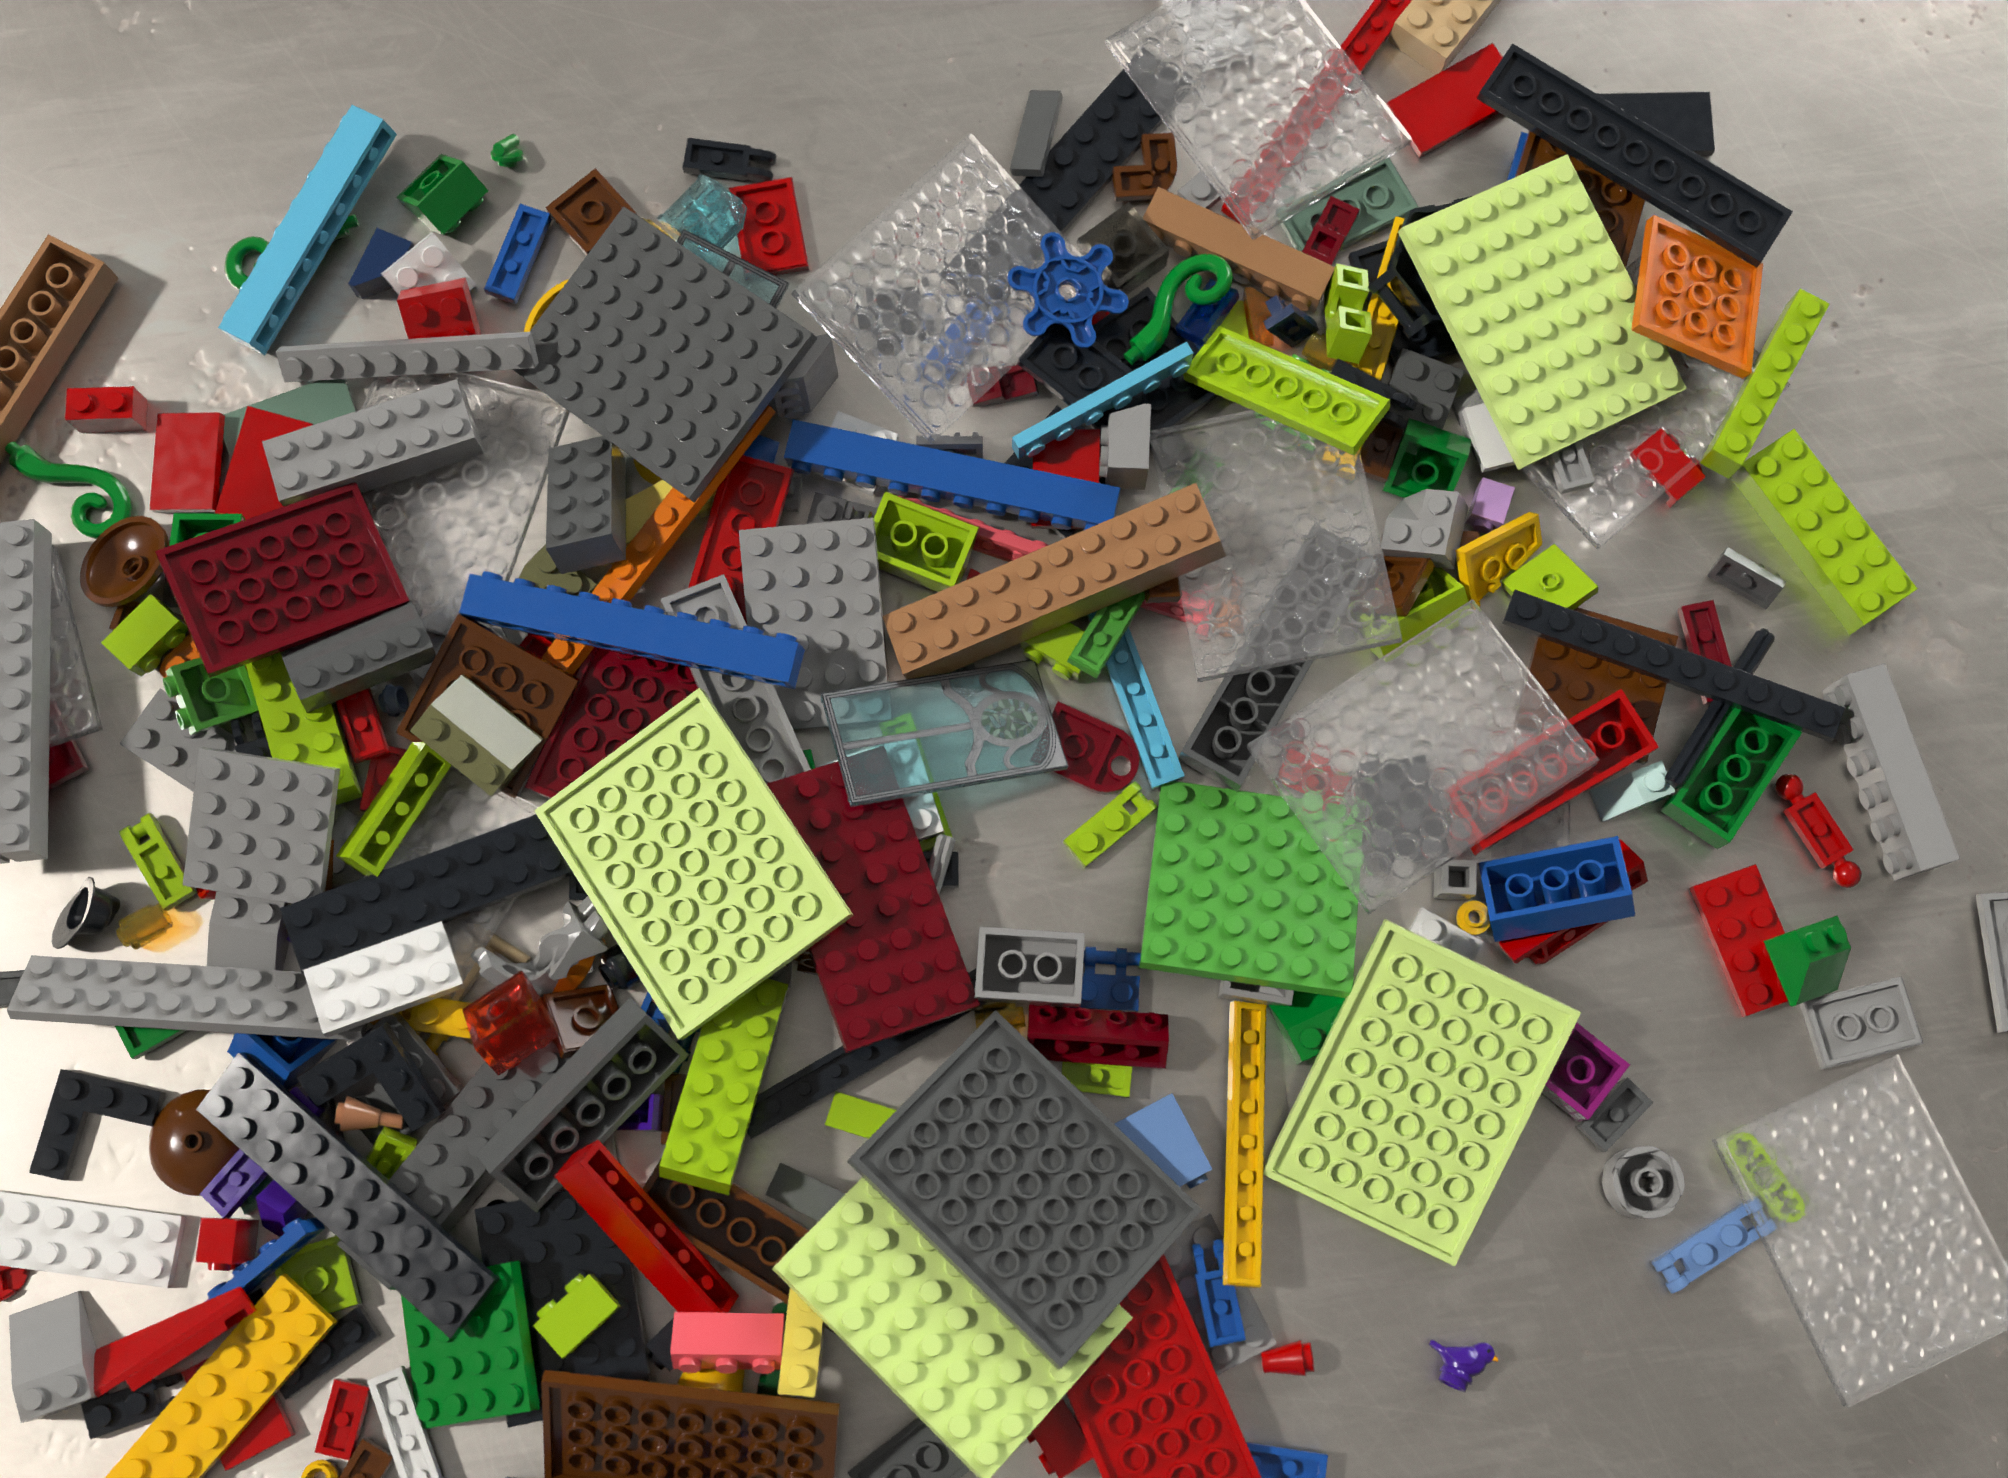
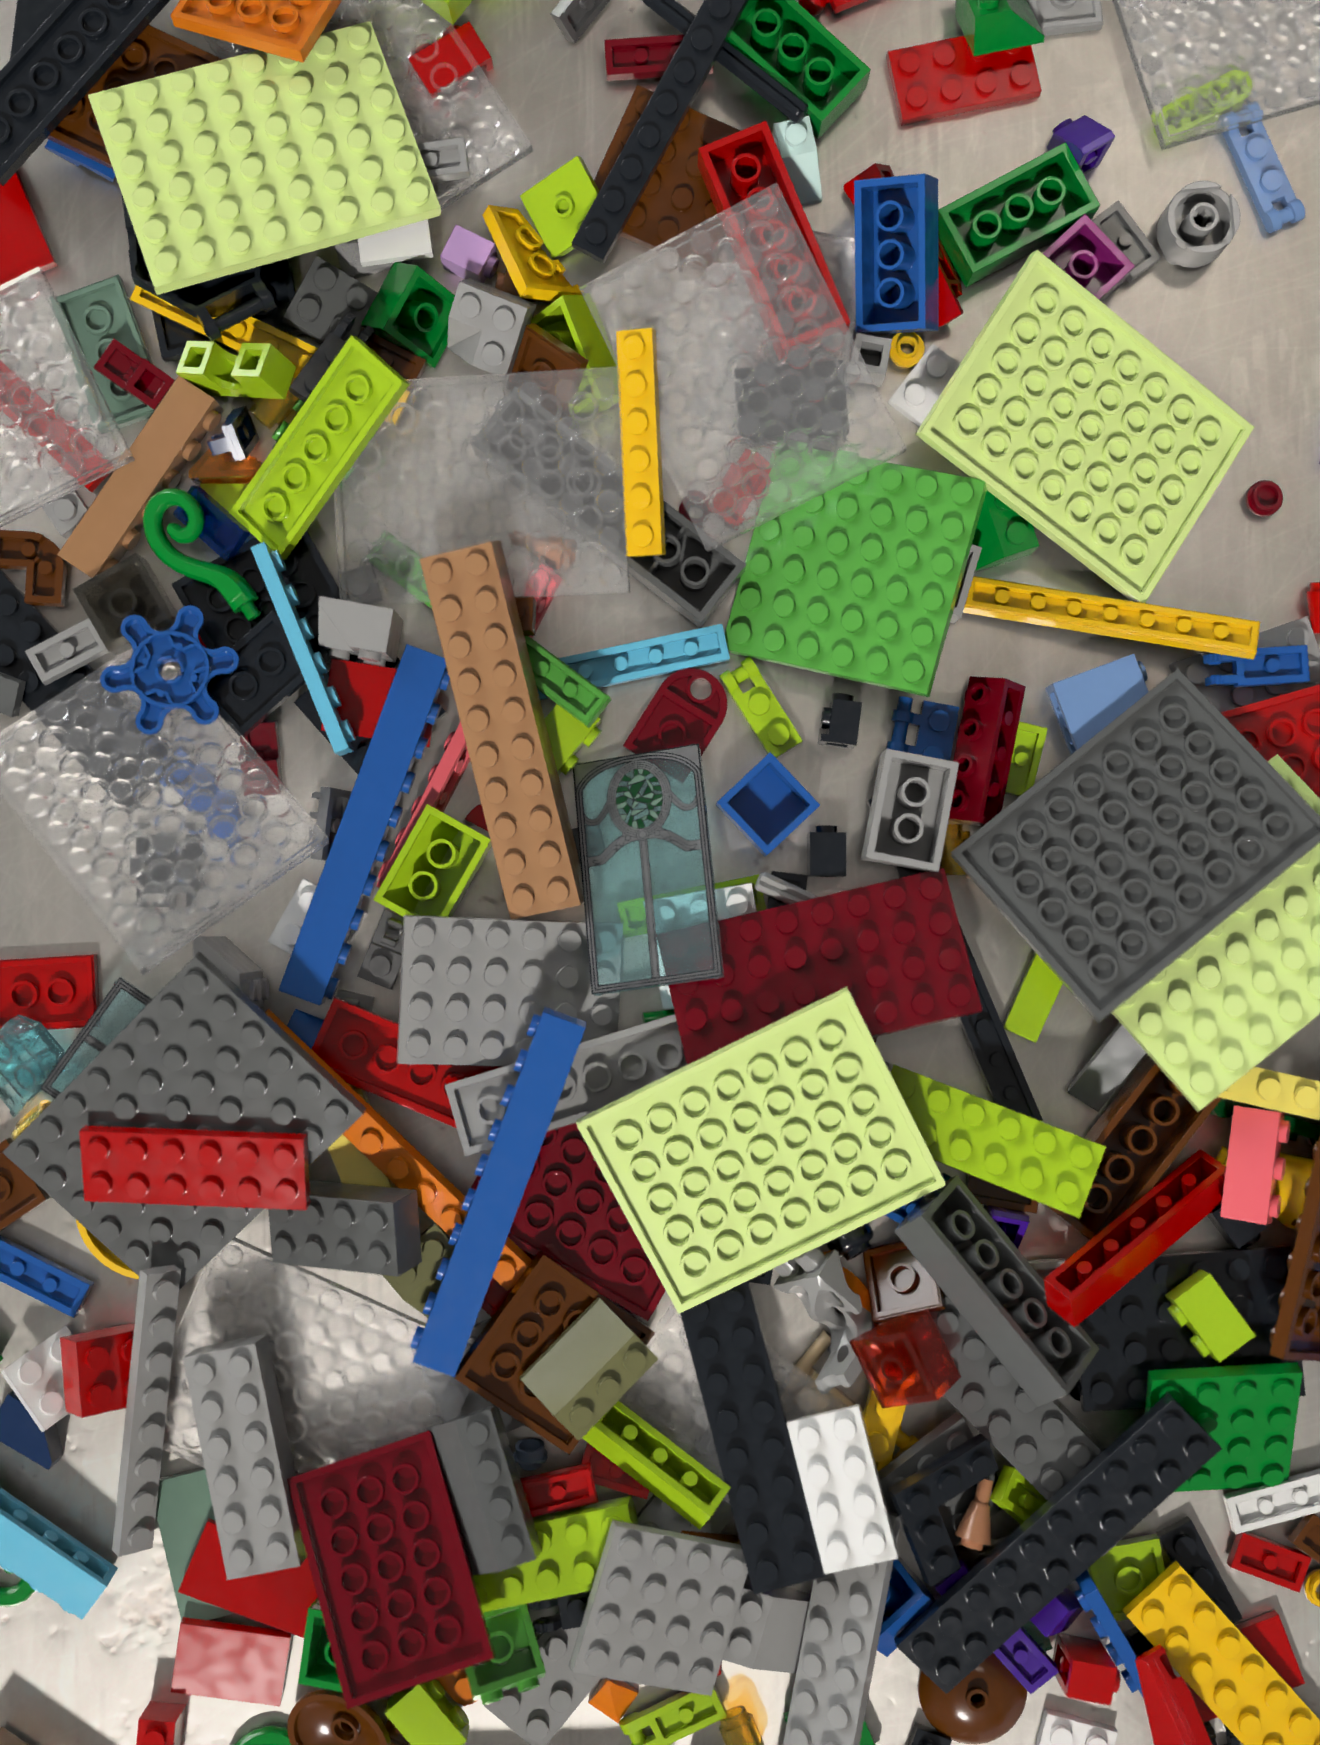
camera: 85 degrees left, 10 degrees up
(173, 805) = (613, 1698): none -> orange slope
(626, 365) = (195, 1167): none -> red plate
(982, 900) = (826, 852): none -> black brick
(1019, 837) = (767, 804): none -> blue piece
(1072, 204) = (66, 651): none -> light grey plate
(1107, 898) = (841, 721): none -> black brick
(1337, 671) = (641, 442): none -> yellow plate
(1387, 1287) = (1264, 498): none -> dark red plate
(1619, 1001) = (1015, 214): none -> green brick
(1697, 1056) = (1085, 139): none -> dark purple slope

